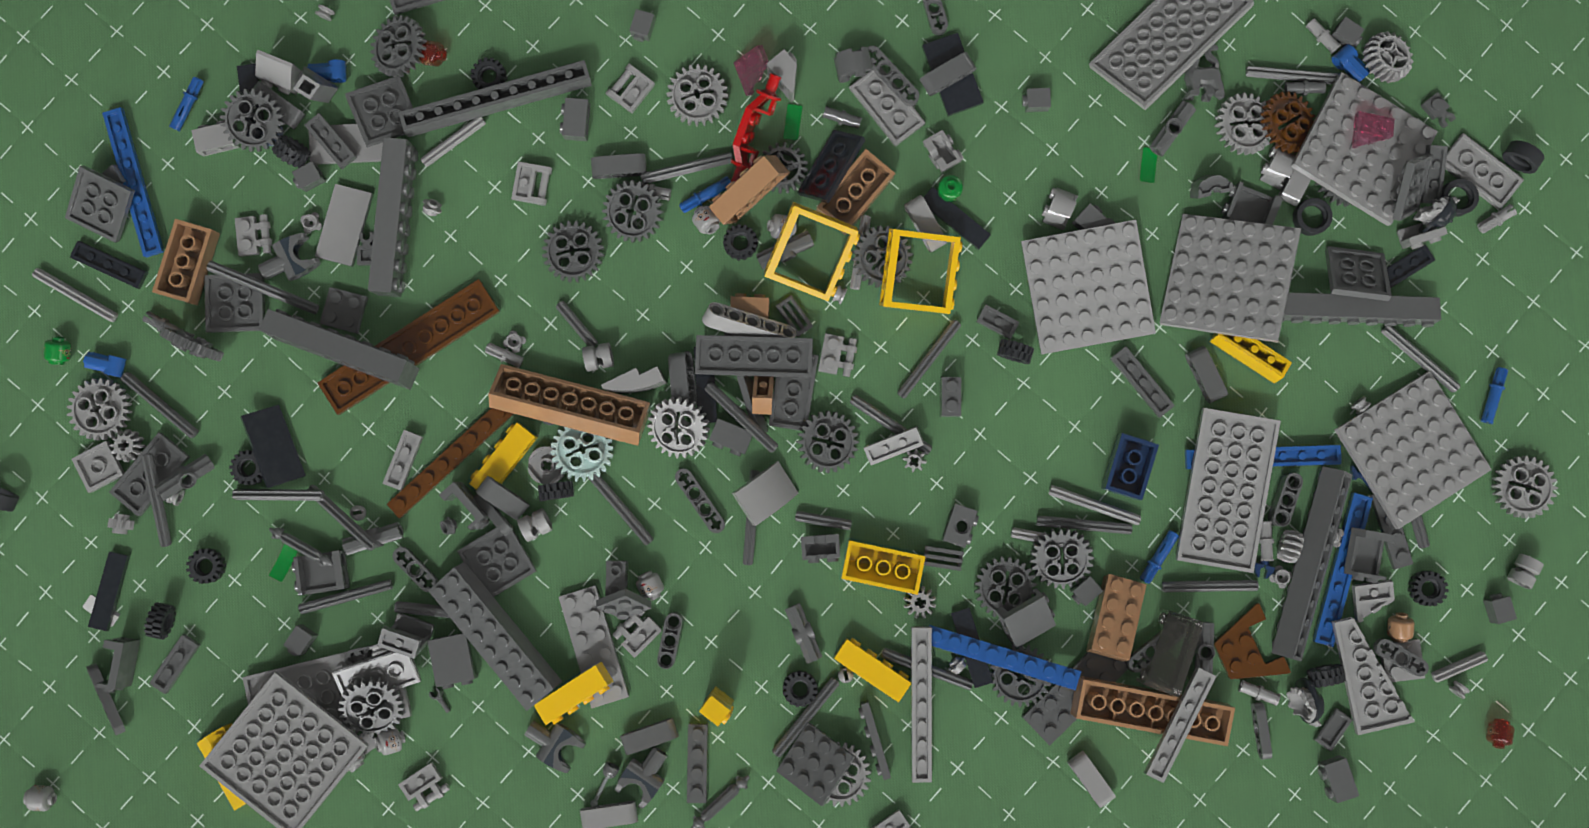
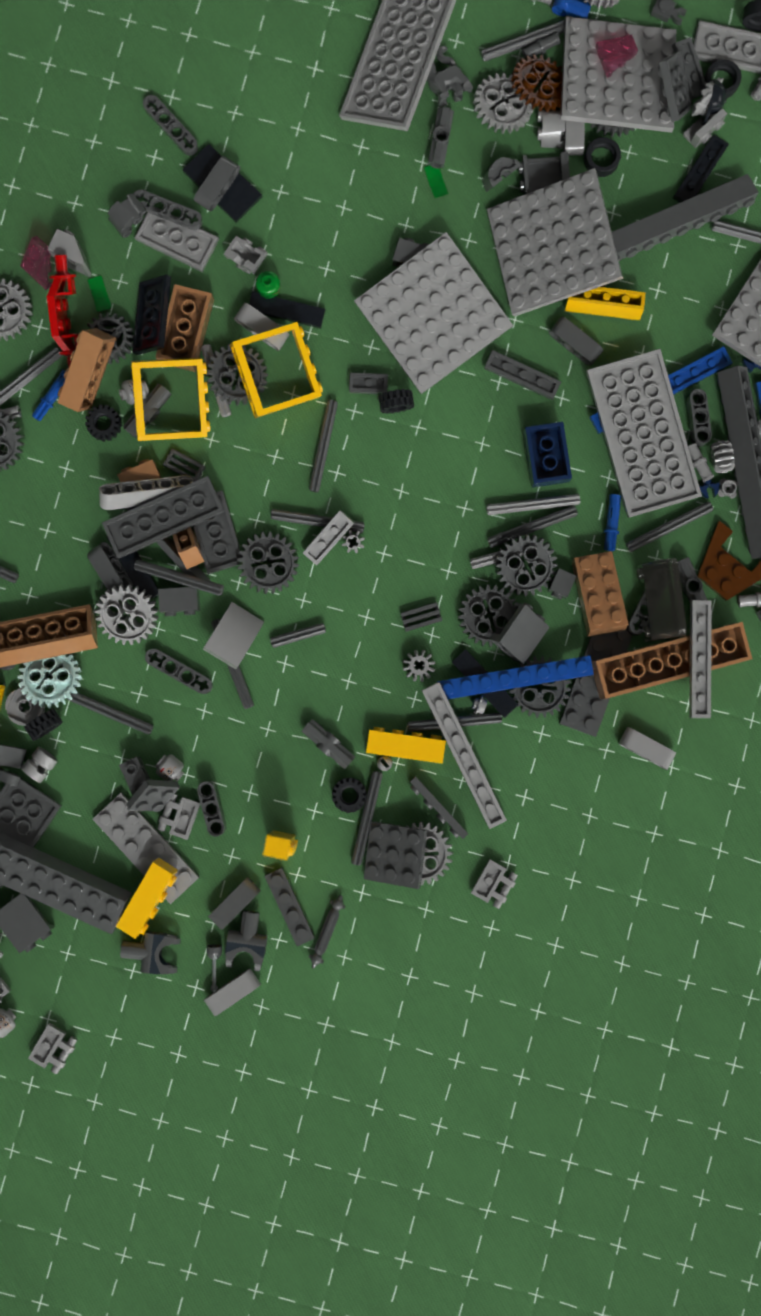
camera: 30 degrees left, 0 degrees up
(439, 698) = (28, 962): dark grey hand -> none
(598, 356) = (17, 589): light grey wheel -> none
(635, 381) = (68, 592): light grey slope -> none
(705, 220) = (62, 417): light grey head -> none
(820, 547) = (306, 660): dark grey cylinder -> none
(831, 354) = (234, 485): light grey plate -> none
(839, 295) = (215, 427): light grey bush -> none
(842, 117) = (141, 268): dark grey pin -> none
(883, 567) = (370, 649): yellow slope -> none
(950, 397) = (358, 470): dark grey brick -> none
(957, 514) = (422, 568): dark grey brick -> none
(1037, 100) = (308, 169): dark grey brick -> none
(1060, 208) = (376, 256): light grey cylinder -> none
(1357, 273) = (665, 187): dark grey plate -> none
(1360, 405) = (725, 302): light grey bush -> none

